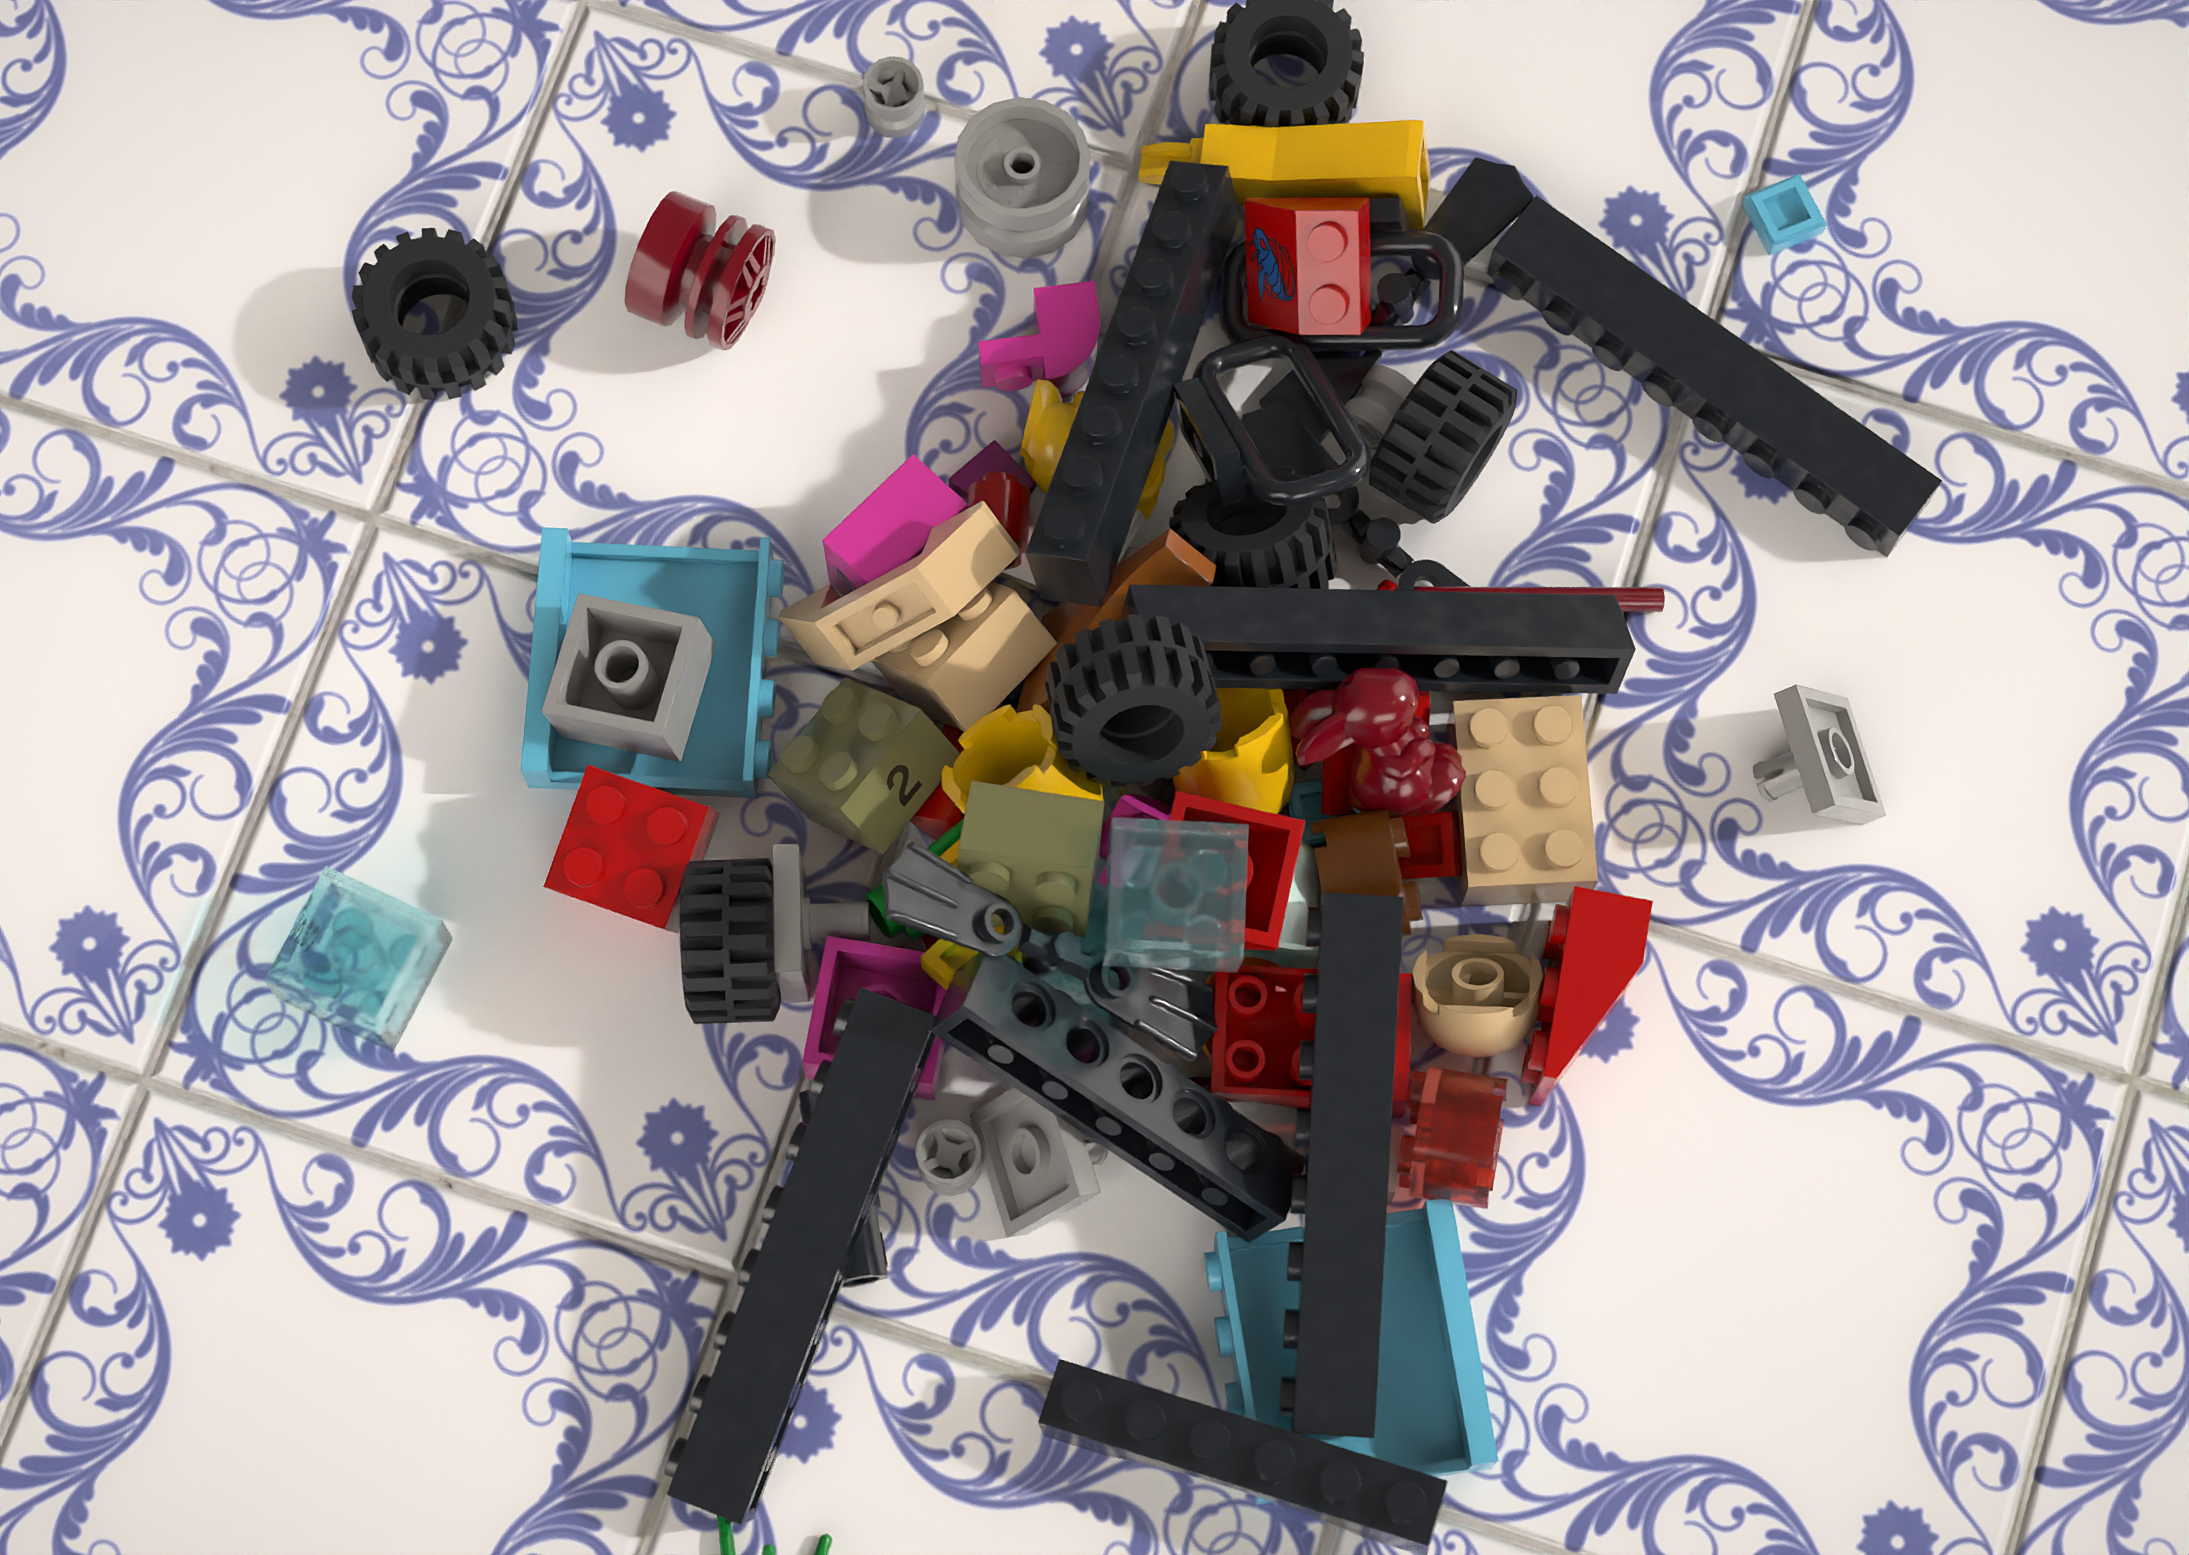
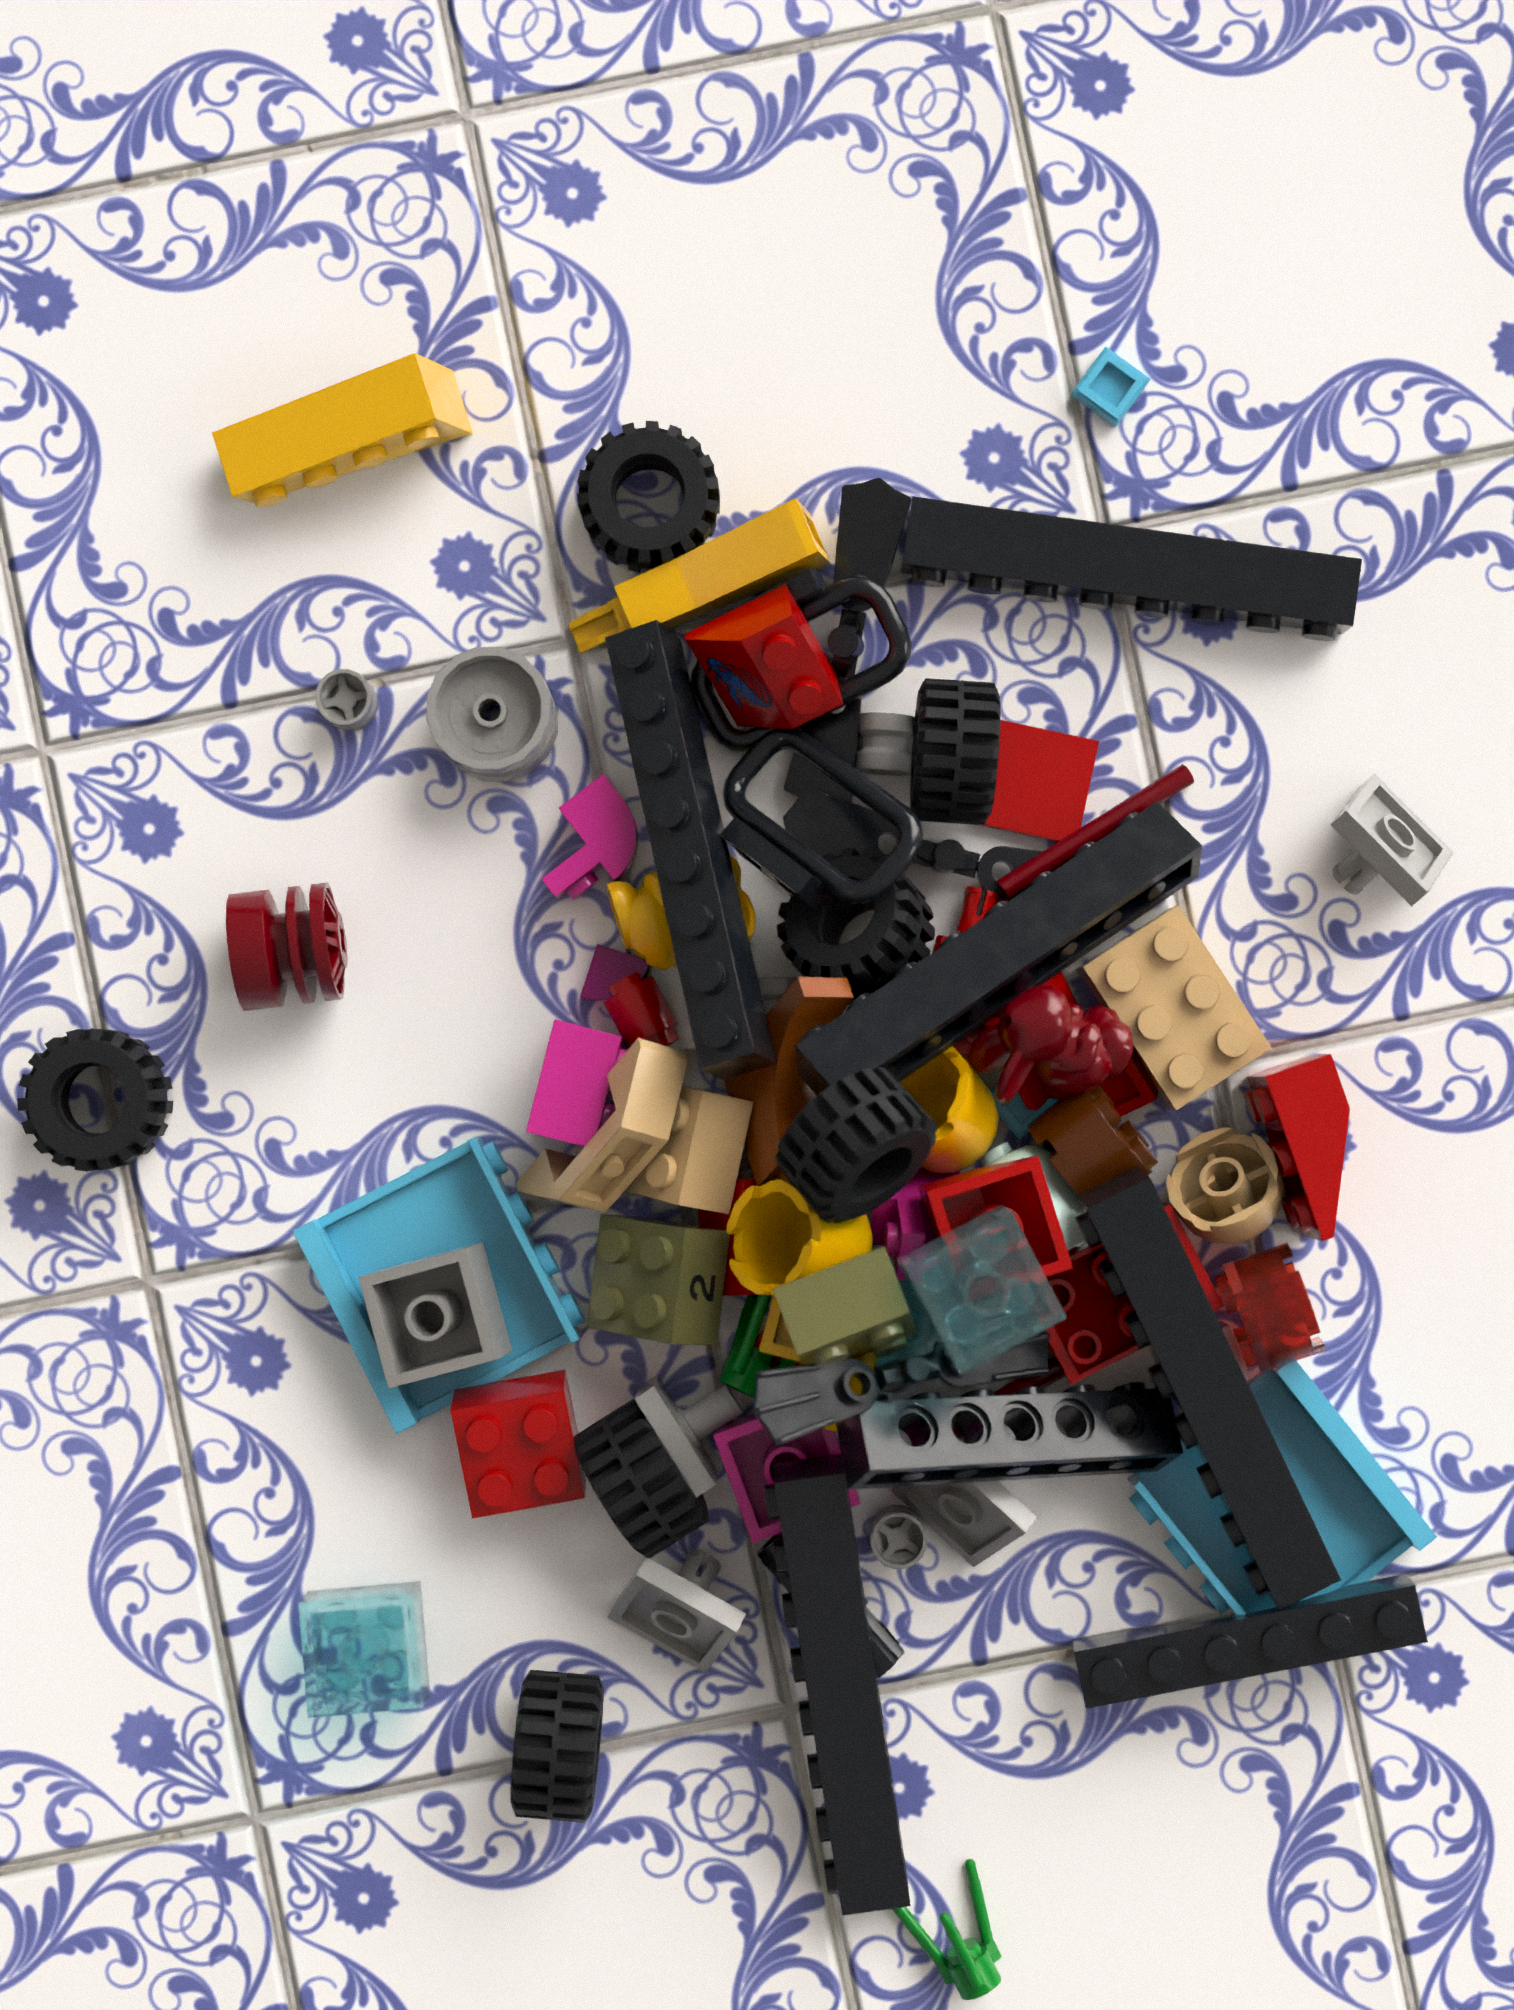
camera: 25 degrees left, 15 degrees up
(487, 1152) = (557, 1746): none -> black tyre
(686, 1097) = (679, 1610): none -> light grey tile
(1509, 527) = (1041, 781): none -> red piece

